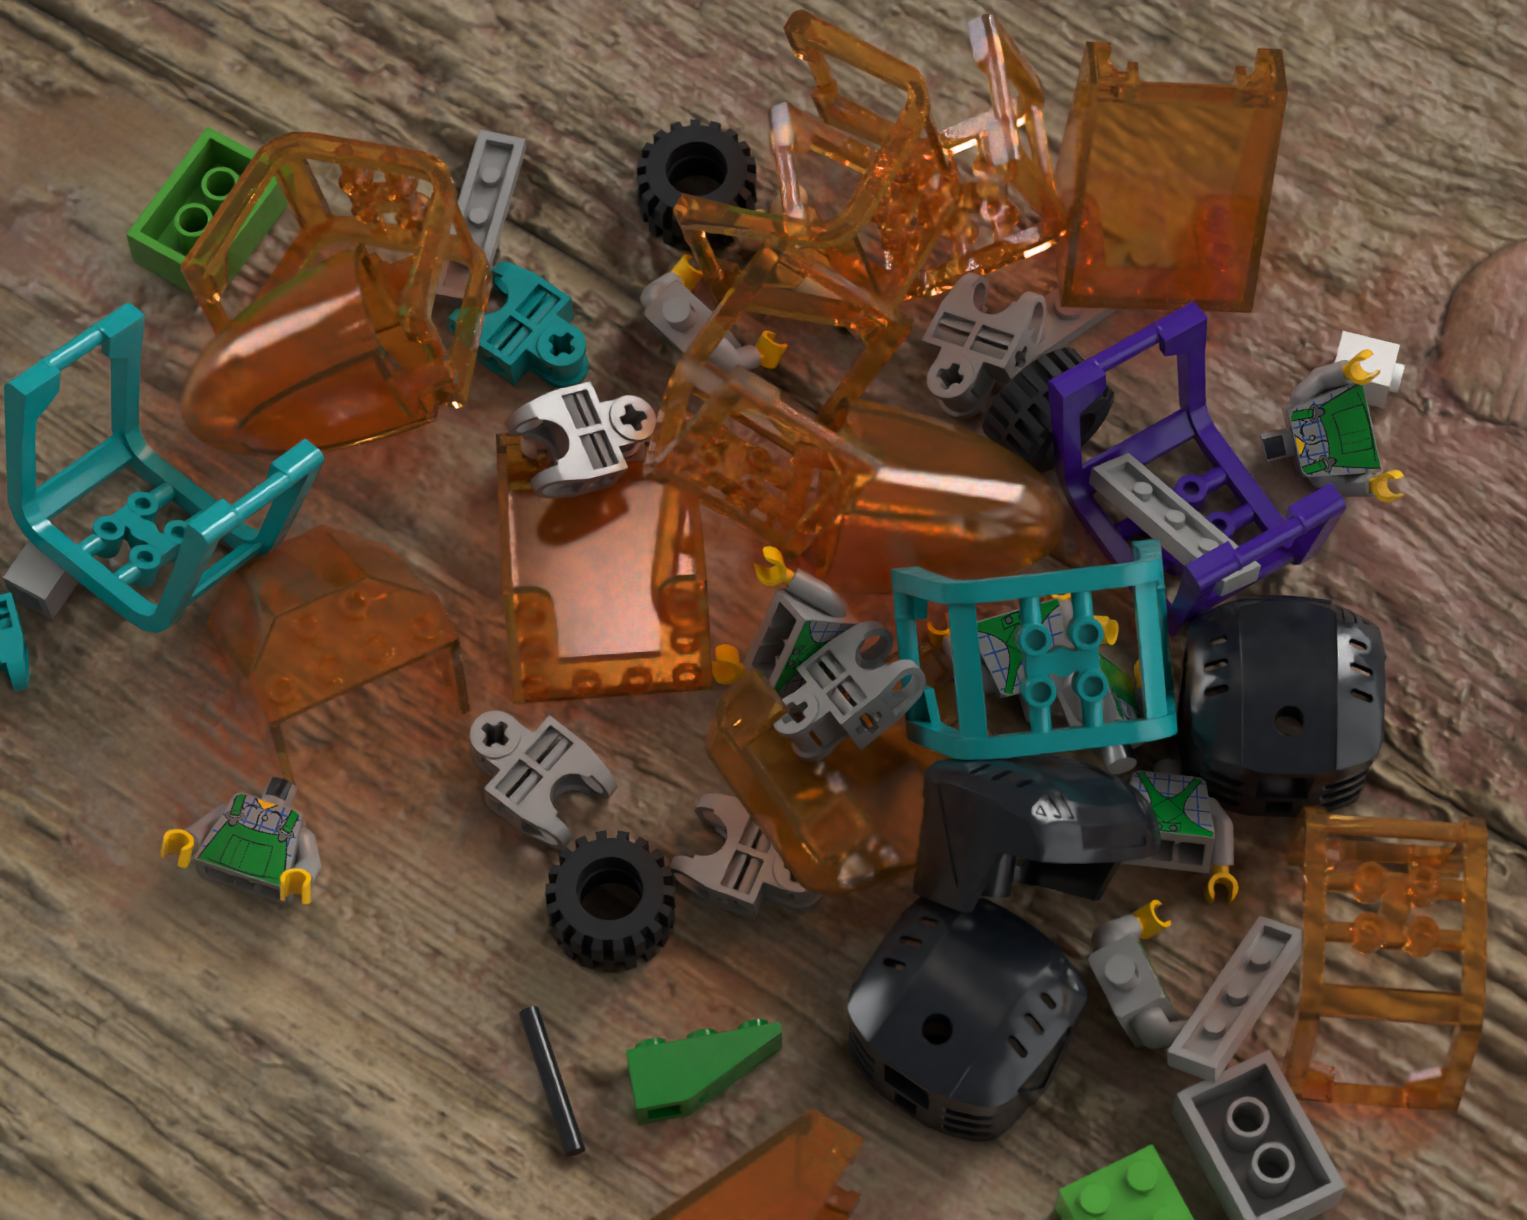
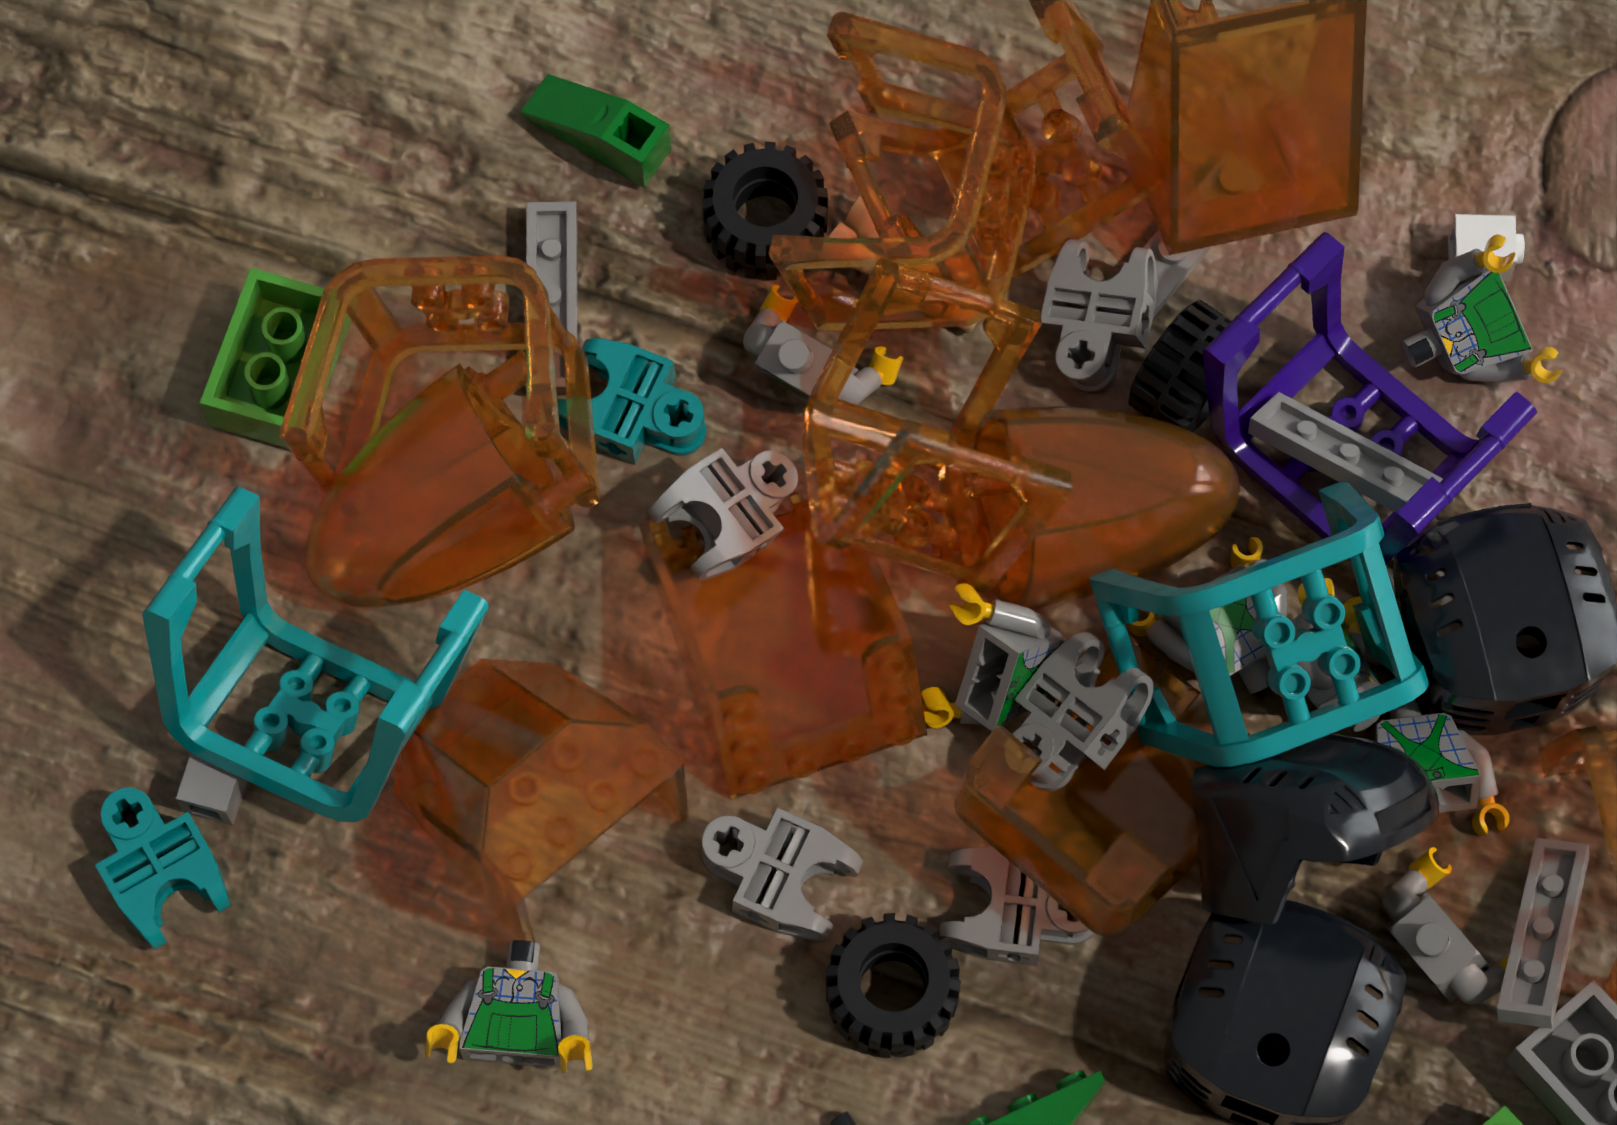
camera: 15 degrees left, 5 degrees up
(569, 79) = (601, 127): none -> green slope

